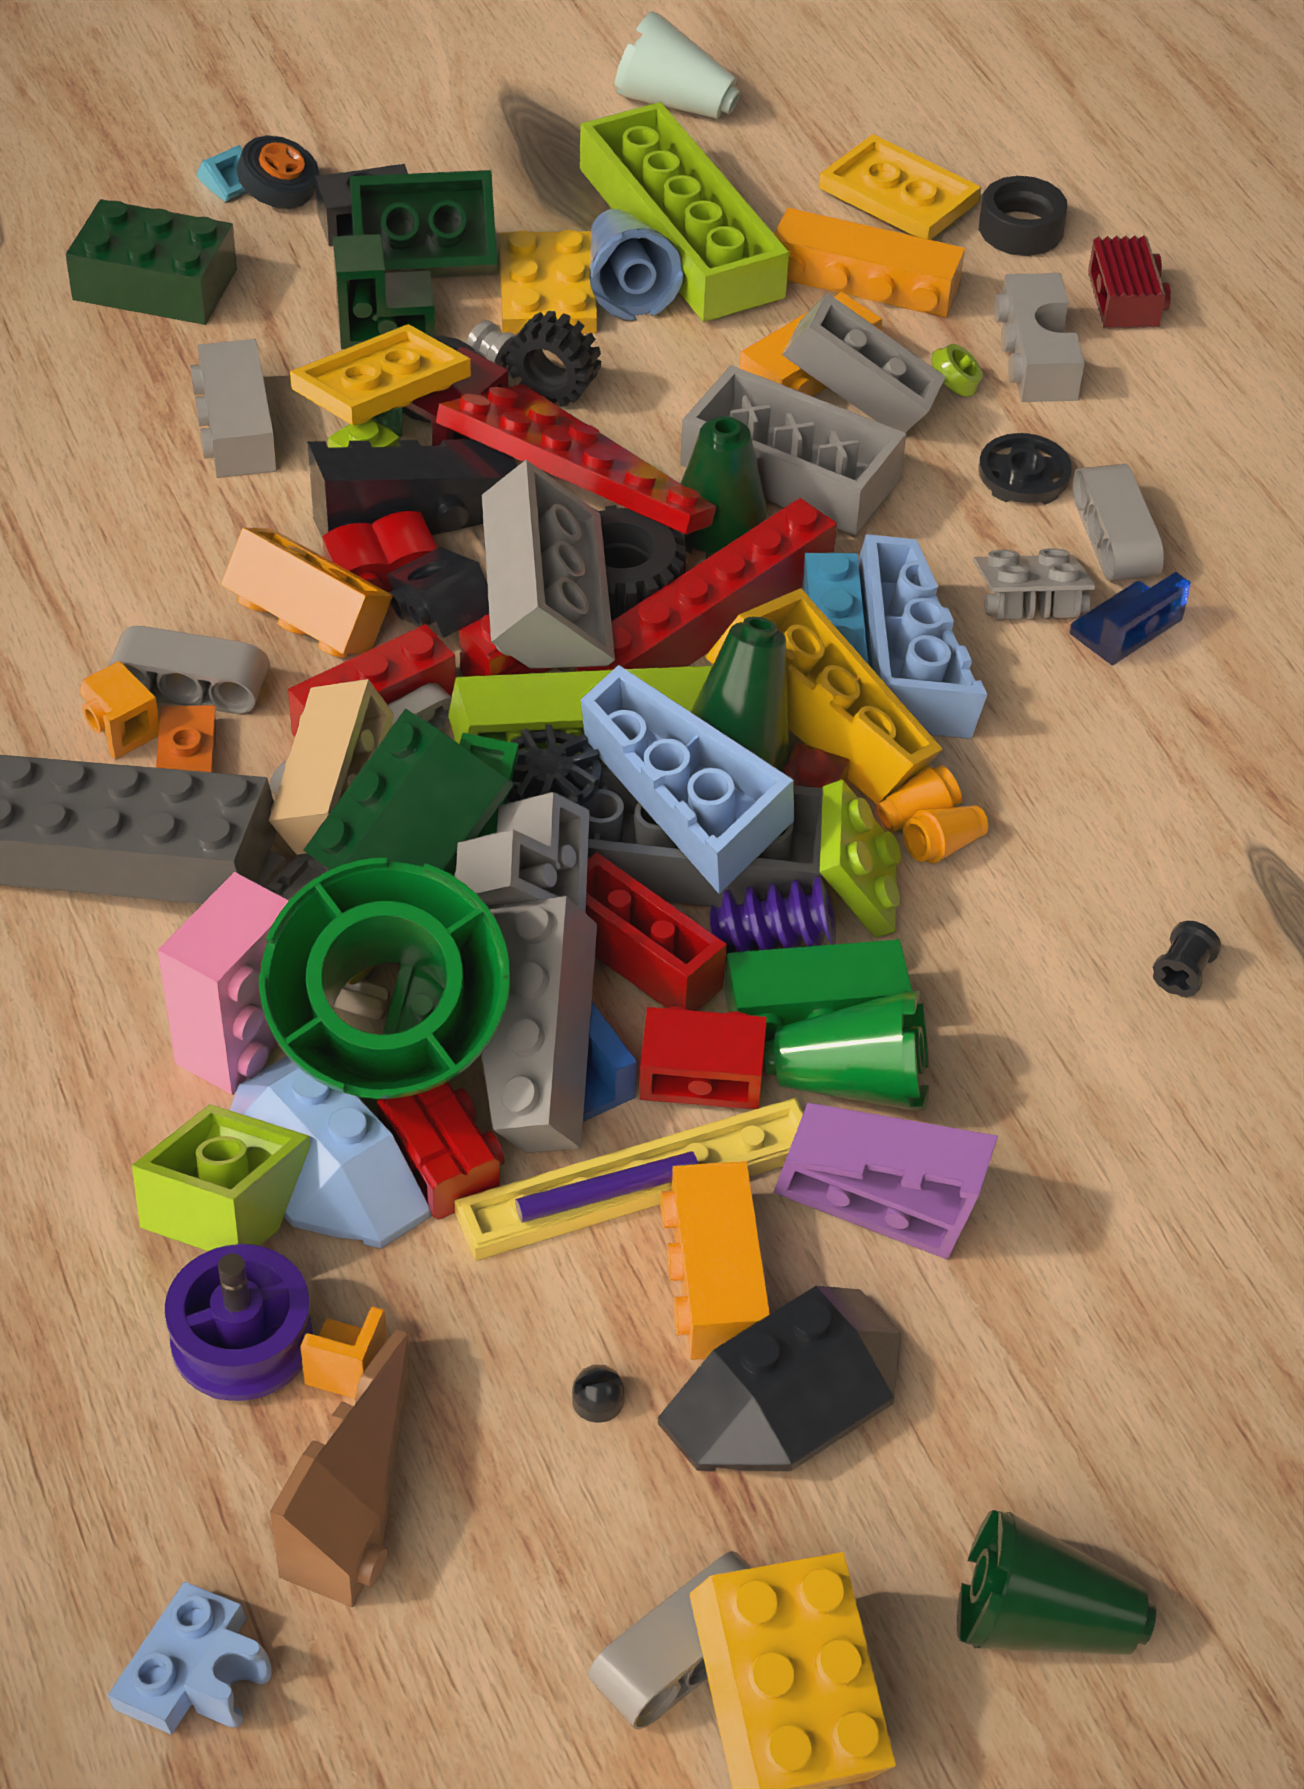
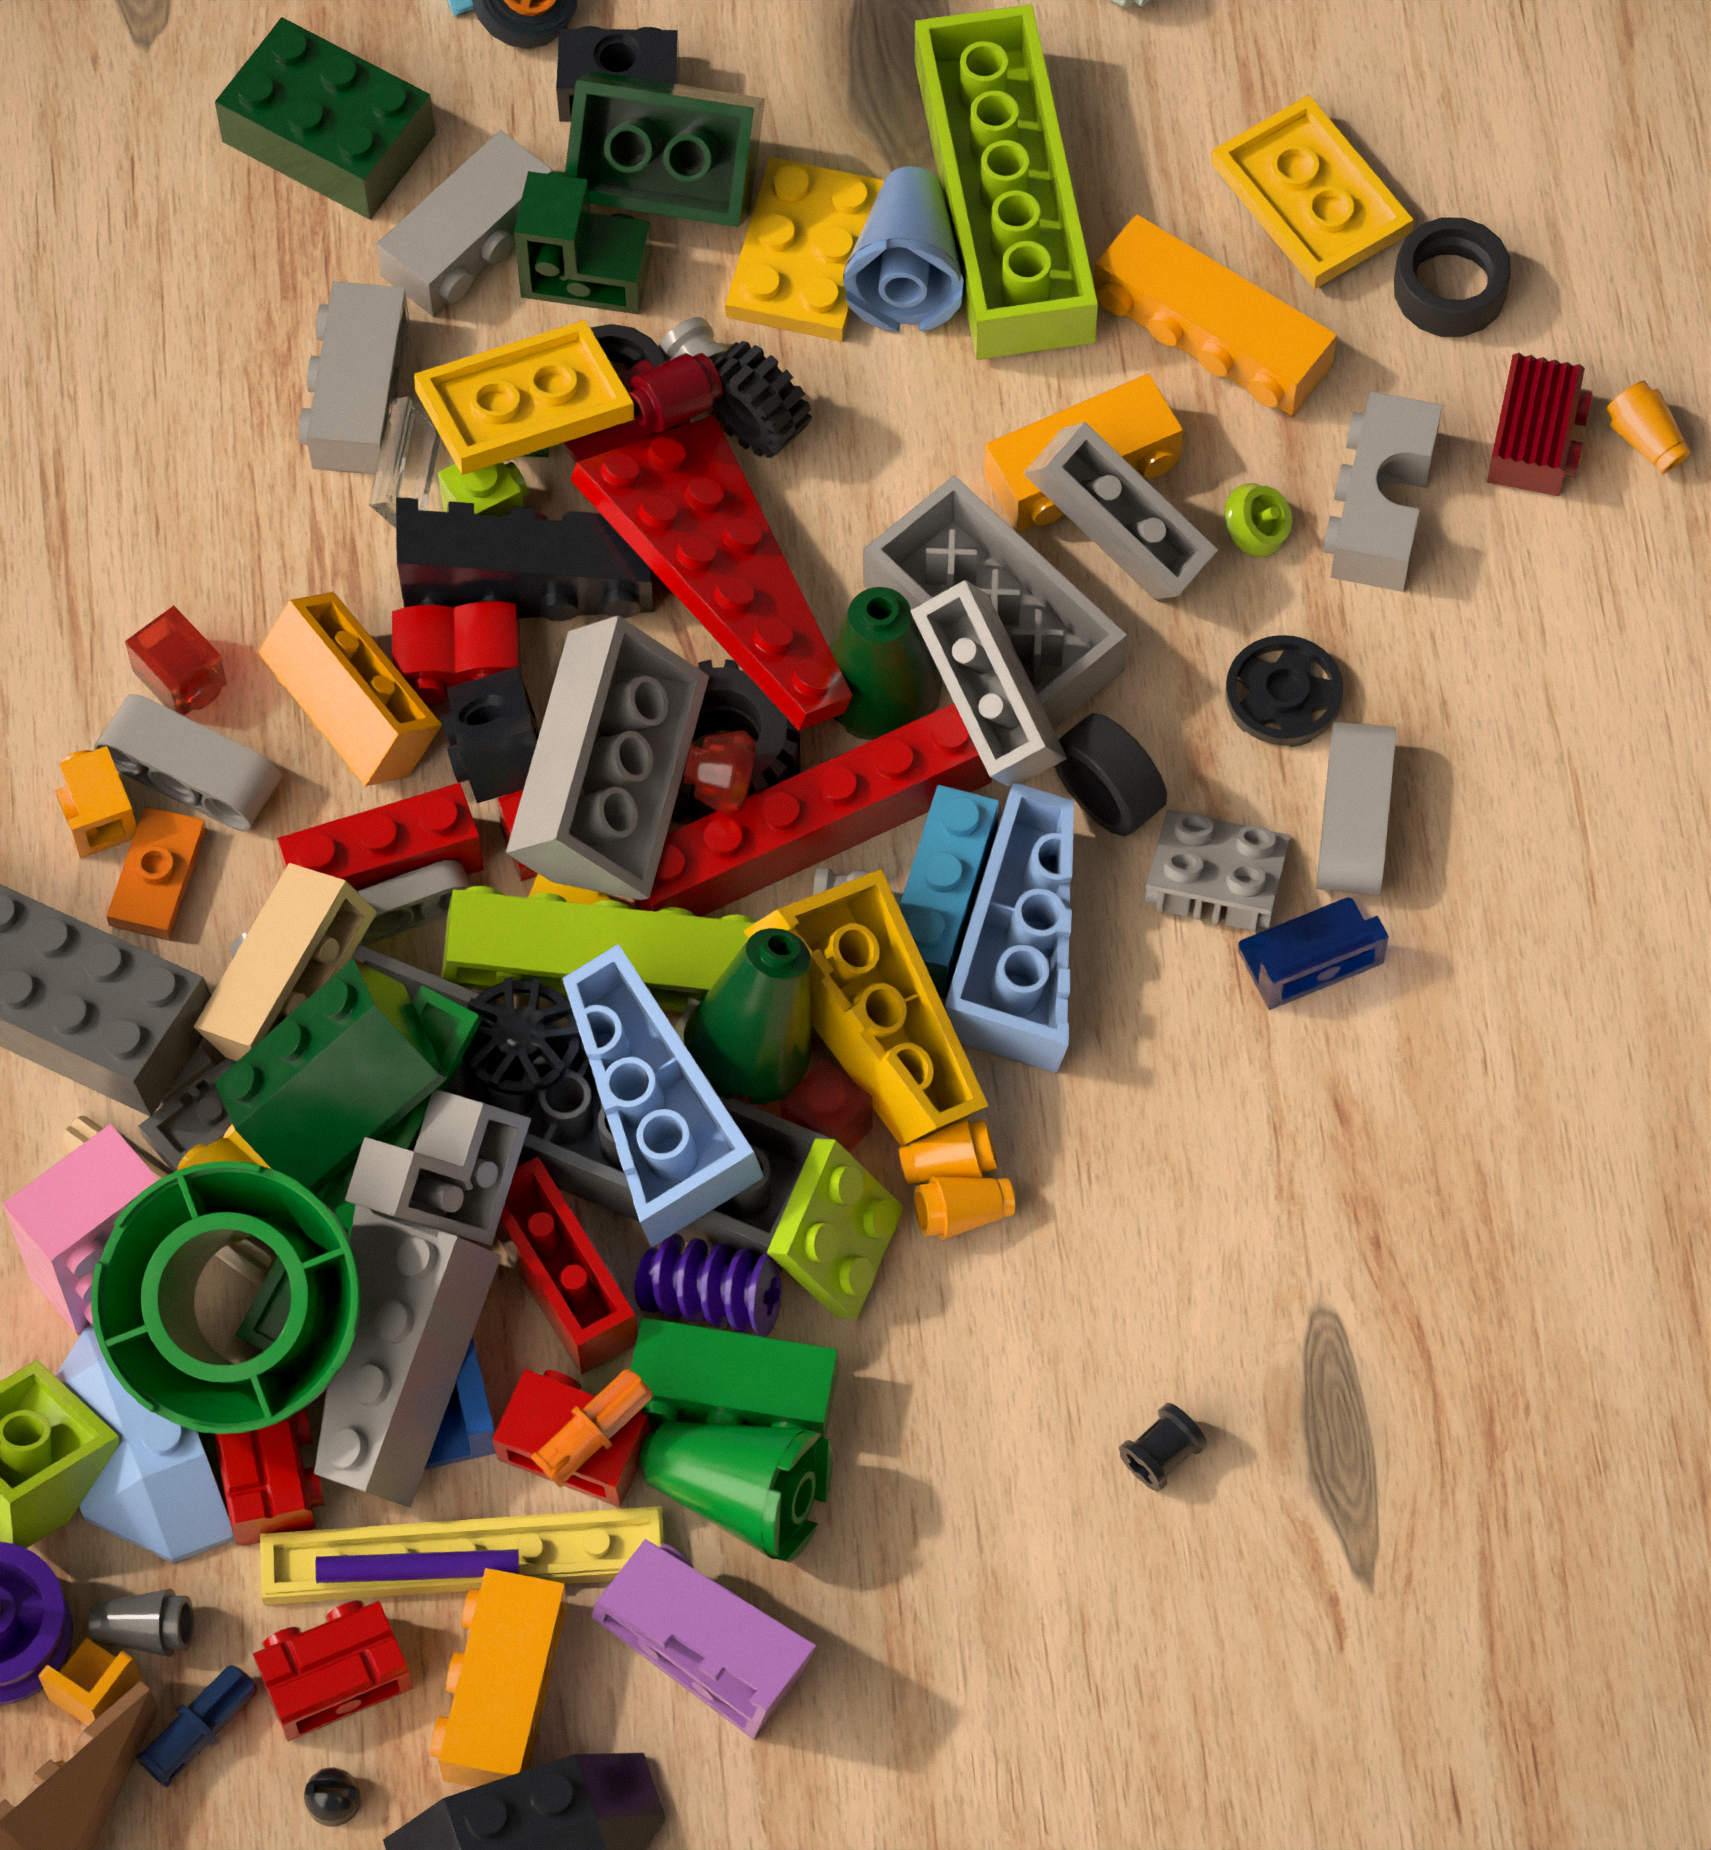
camera: 20 degrees right, 15 degrees up
(154, 600) = (176, 662): none -> clear red brick
(285, 303) = (459, 226): none -> light grey brick
(292, 448) = (405, 458): none -> clear tile
(382, 1285) = (144, 1622): none -> dark grey cone
(453, 1366) = (197, 1725): none -> dark blue axle
(497, 351) = (675, 391): none -> dark red brick
(562, 1286) = (332, 1668): none -> red brick
(641, 561) = (722, 770): none -> clear red cone
(728, 1029) = (592, 1426): none -> orange axle
(825, 466) = (988, 684): none -> light grey brick
(948, 508) = (1110, 775): none -> black tyre
(1202, 270) = (1648, 425): none -> light orange cone

